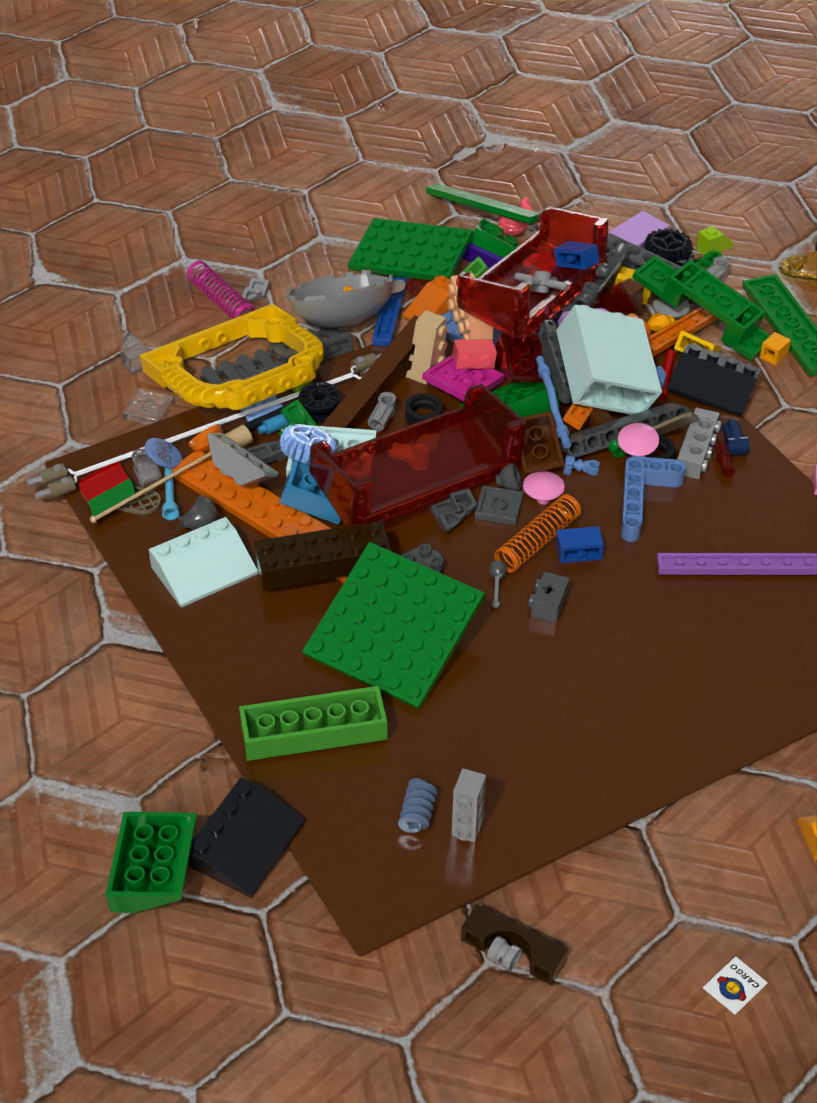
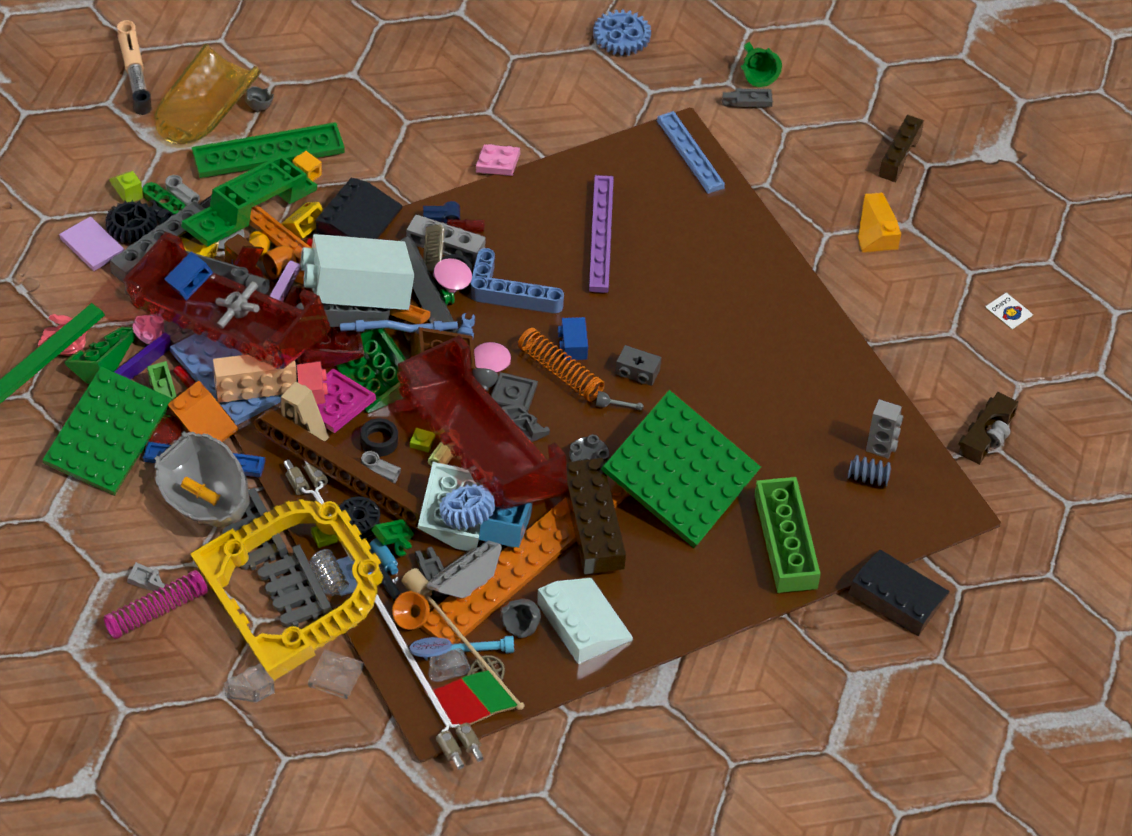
camera: 90 degrees left, 5 degrees up
(150, 860) = (929, 649): green slope -> none

